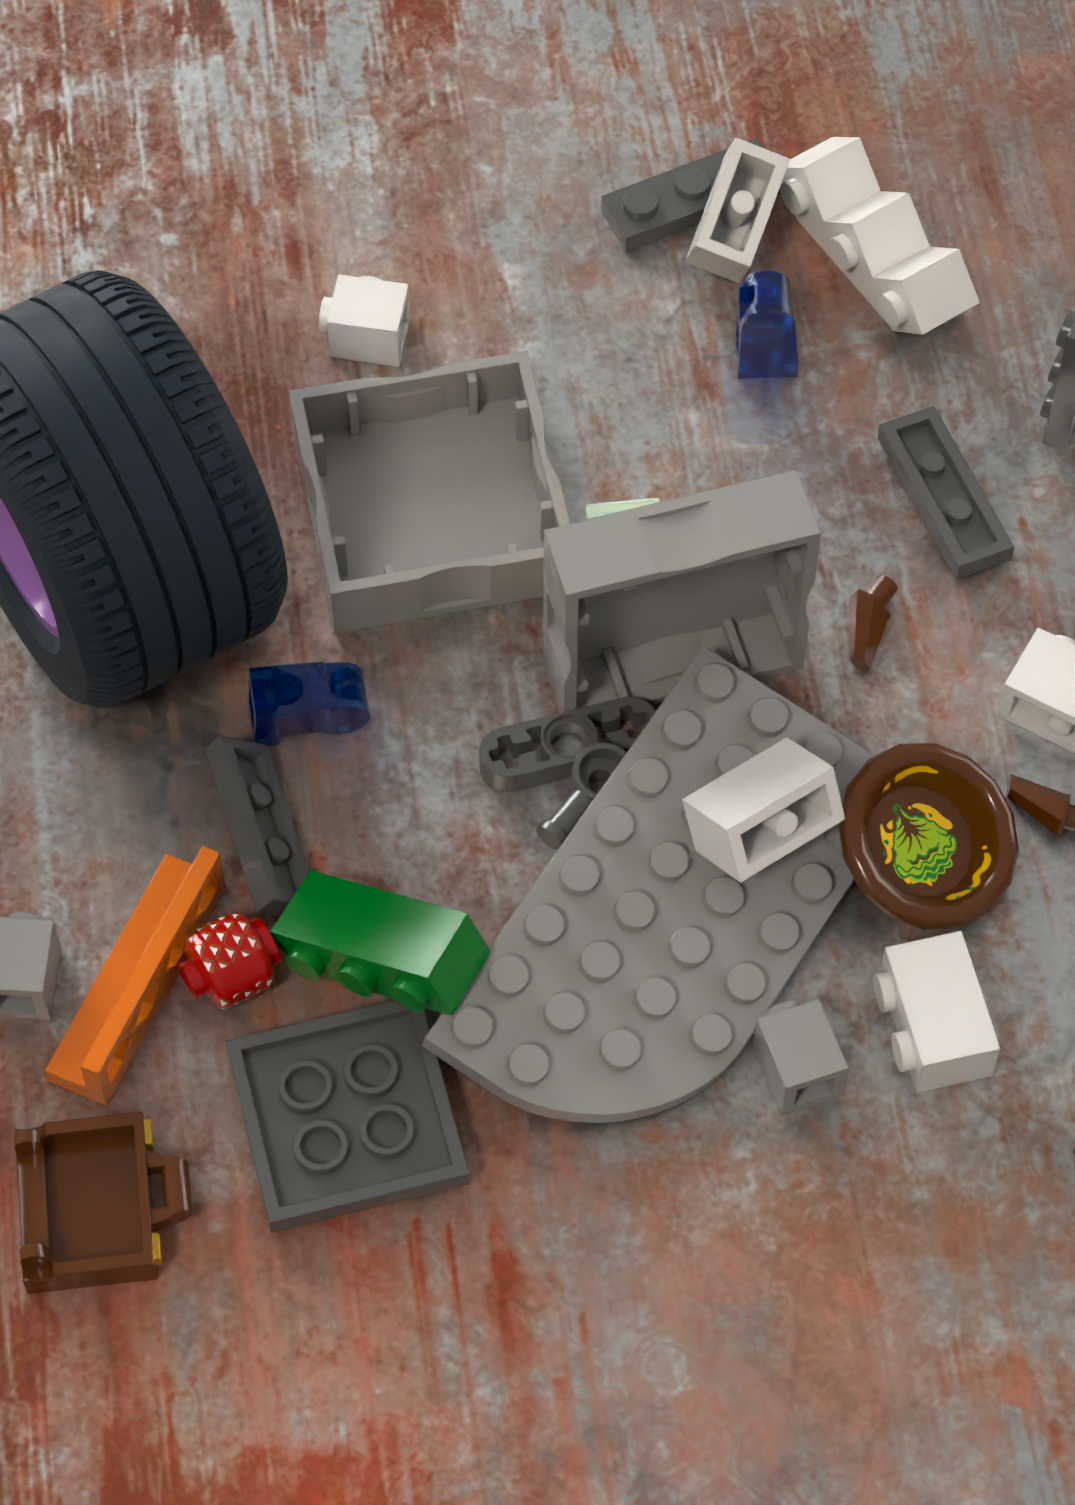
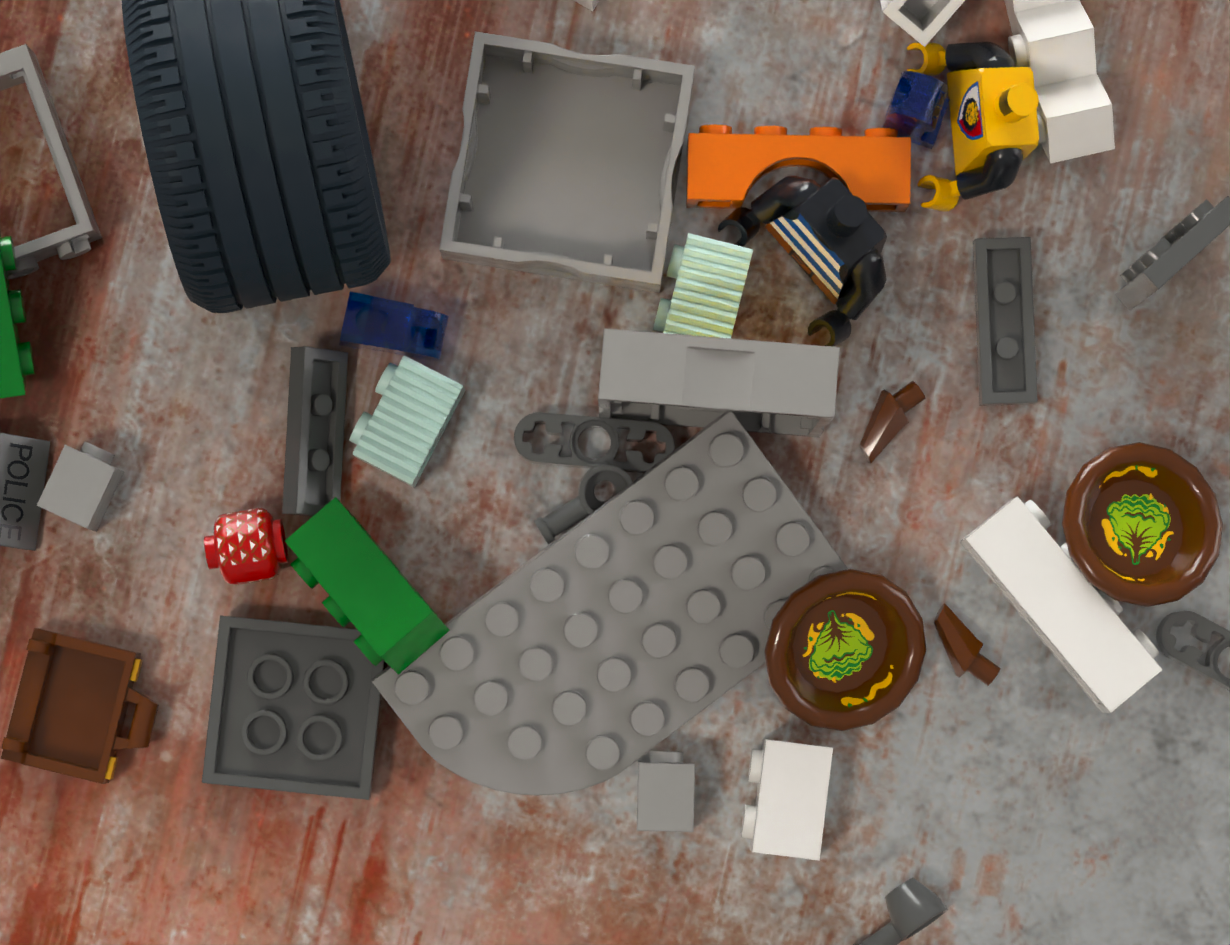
camera: 20 degrees right, 25 degrees up
(137, 977) = (172, 525): orange fence -> none
(358, 783) = (407, 420): none -> light aqua brick
(716, 447) = (828, 238): none -> black torso
(737, 402) = (728, 165): none -> orange arch
(763, 809) = (712, 595): white brick -> none
(846, 317) = (990, 118): none -> yellow torso

